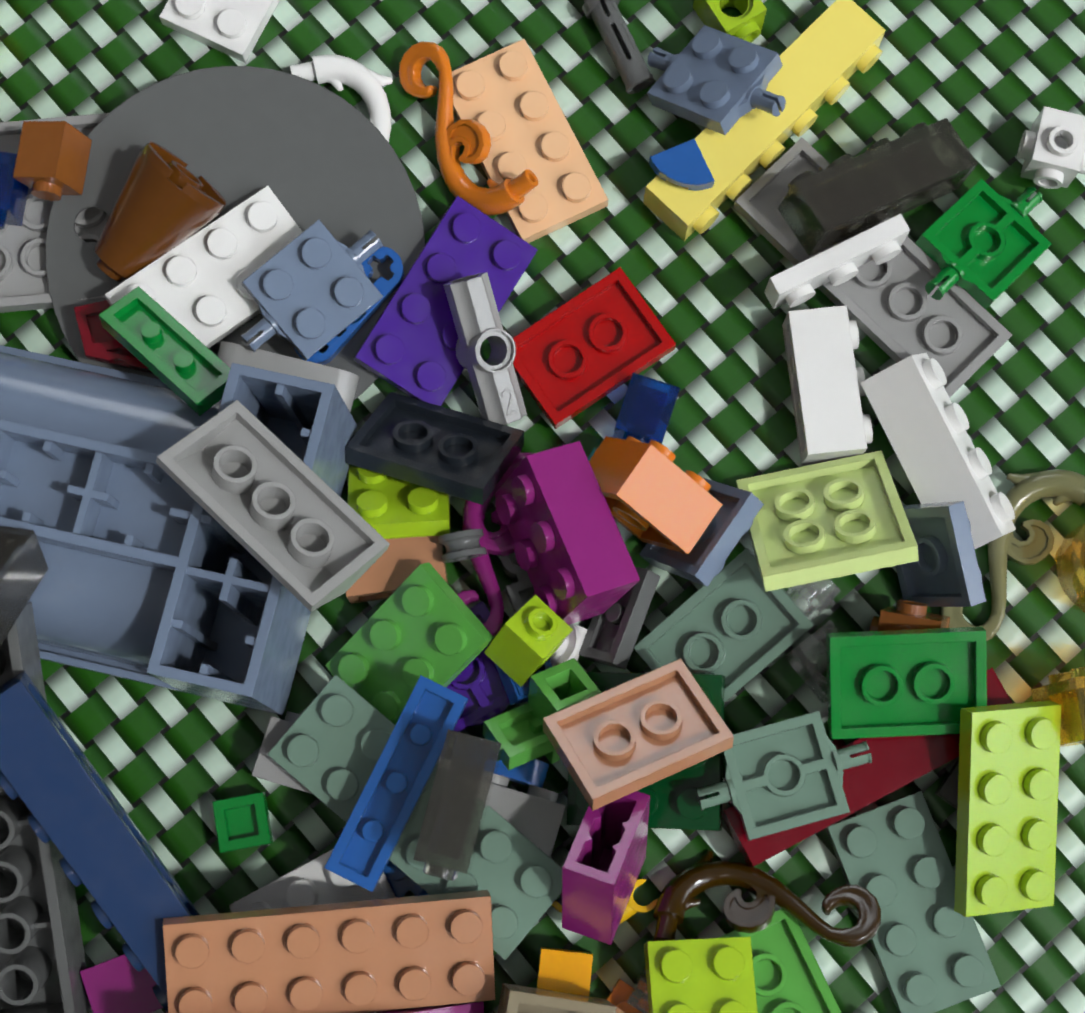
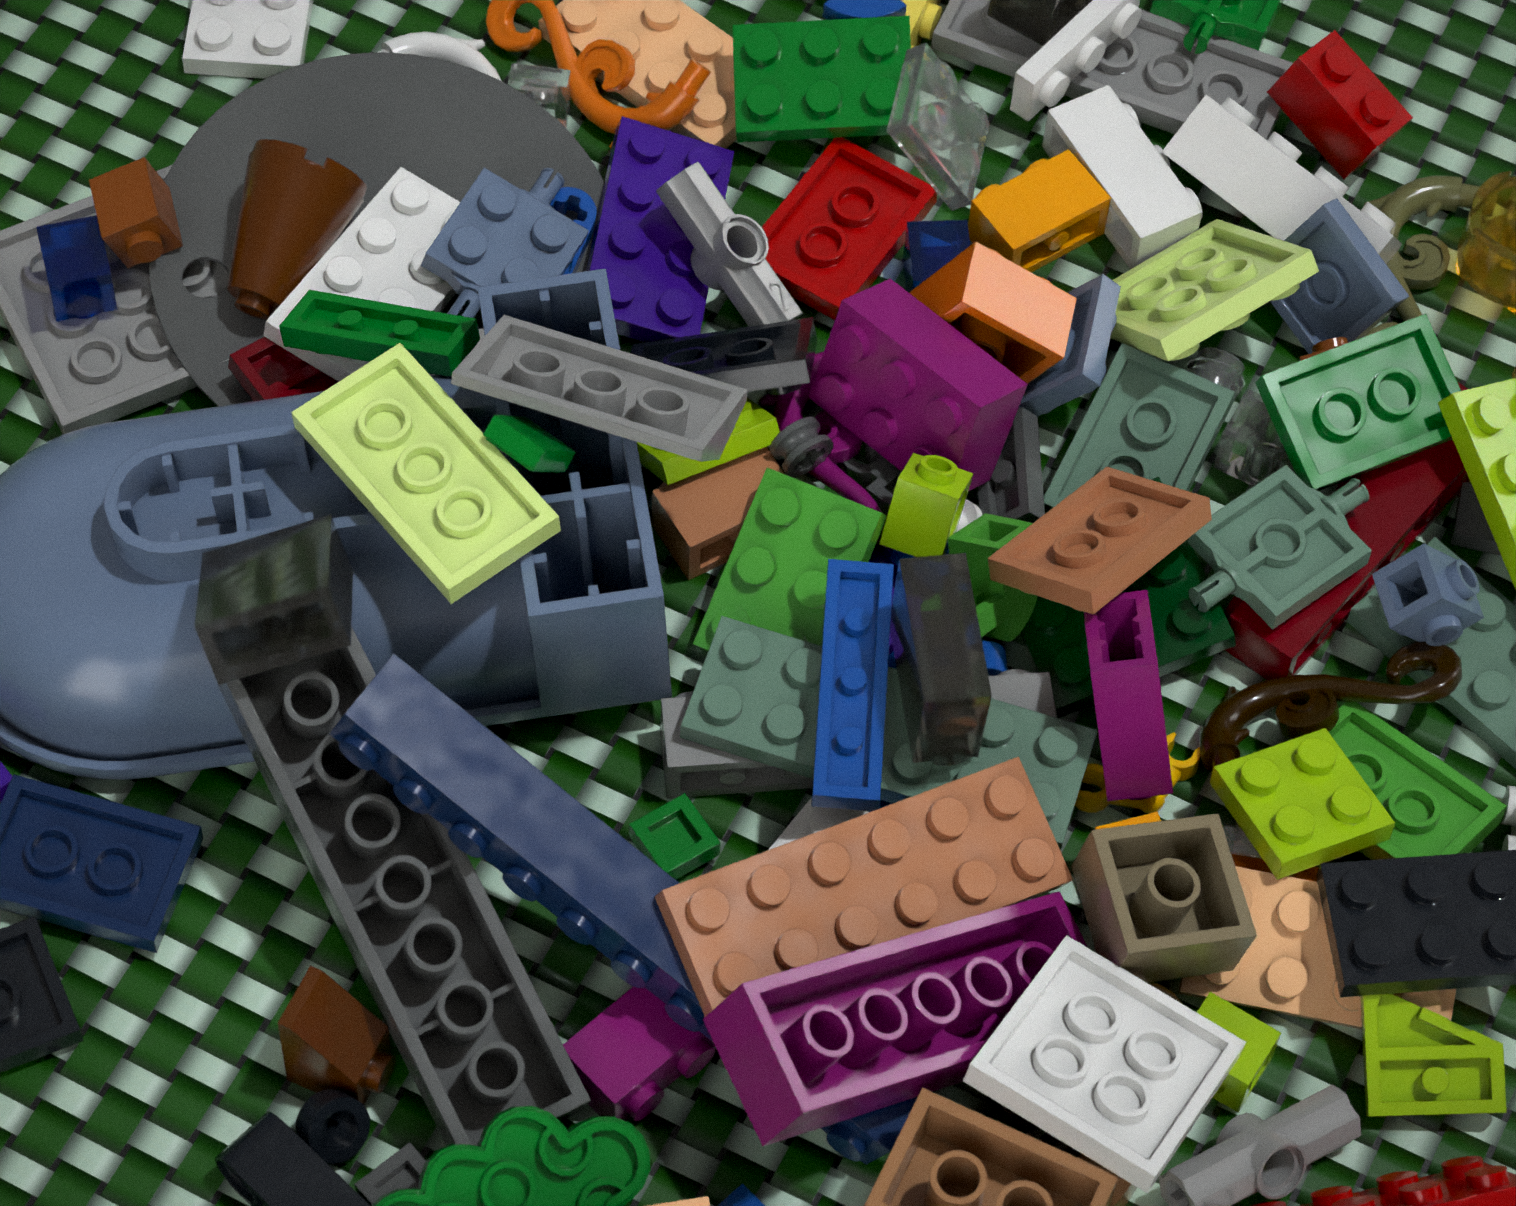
camera: 25 degrees left, 20 degrees down
(115, 523) = (426, 472): none -> yellowish green plate
(198, 534) = (528, 444): none -> green tile
(411, 145) = (545, 86): none -> clear plate
(625, 219) = (817, 77): none -> green plate
(695, 295) = (938, 126): none -> clear plate
(743, 394) = (1040, 212): none -> light orange brick
(878, 862) = (1429, 595): none -> sand blue brick
(1023, 389) = (1339, 104): none -> red brick

